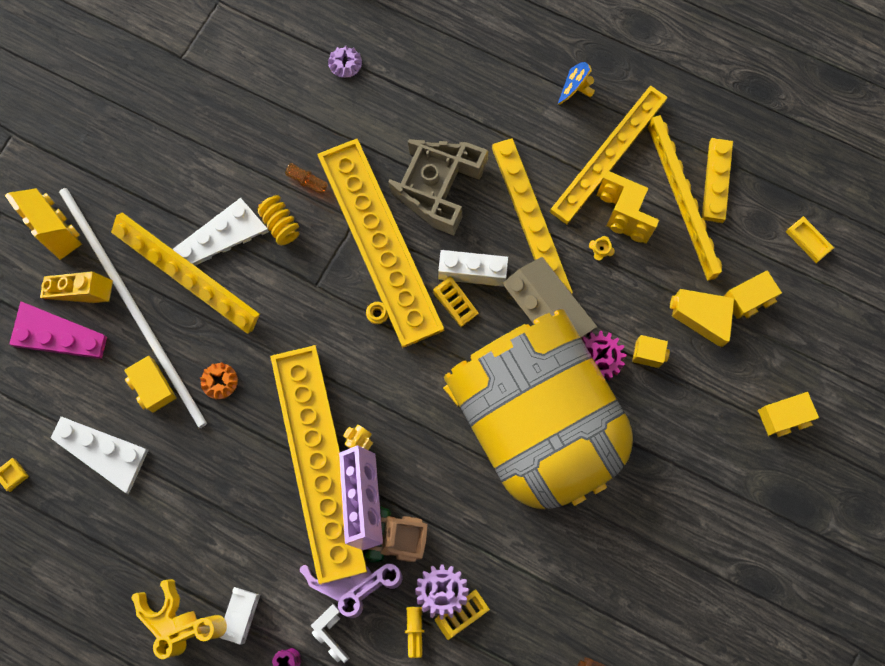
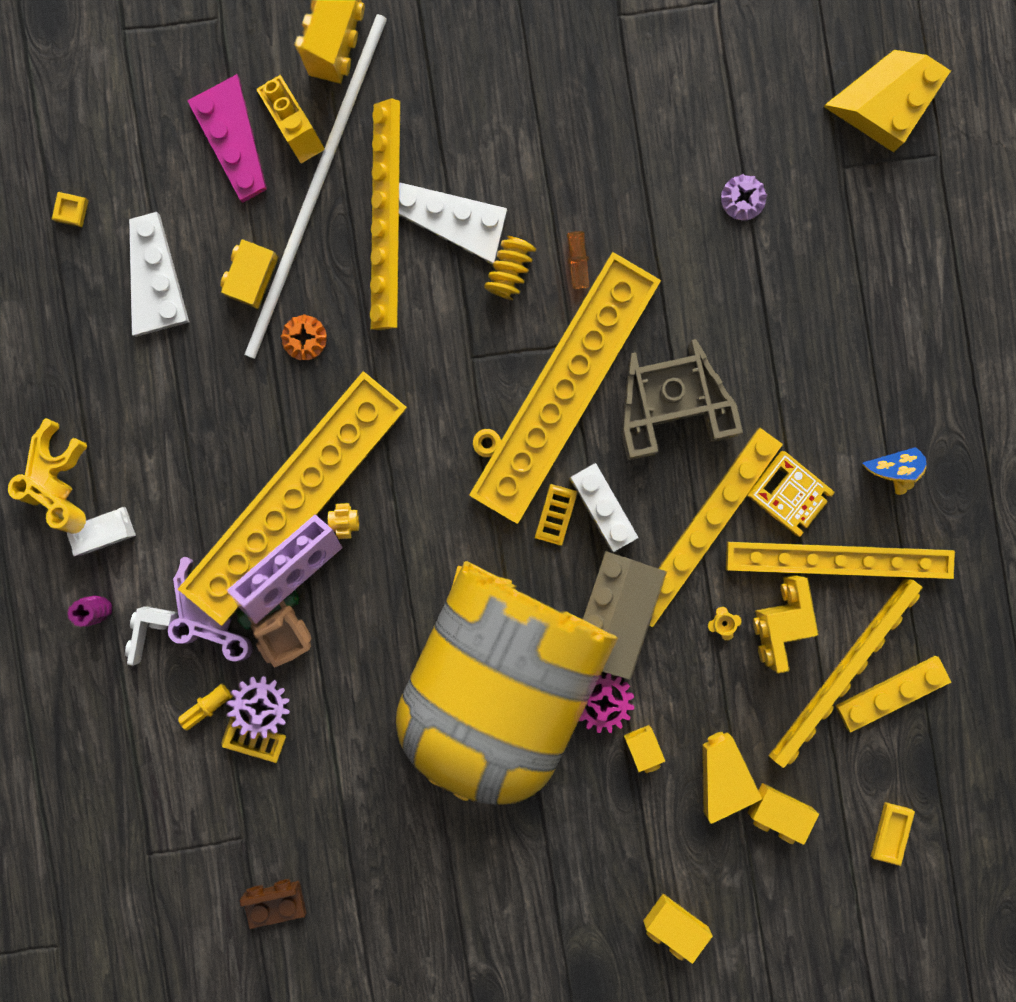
camera: 55 degrees right, 15 degrees up
(551, 151) = (795, 498): none -> yellow container

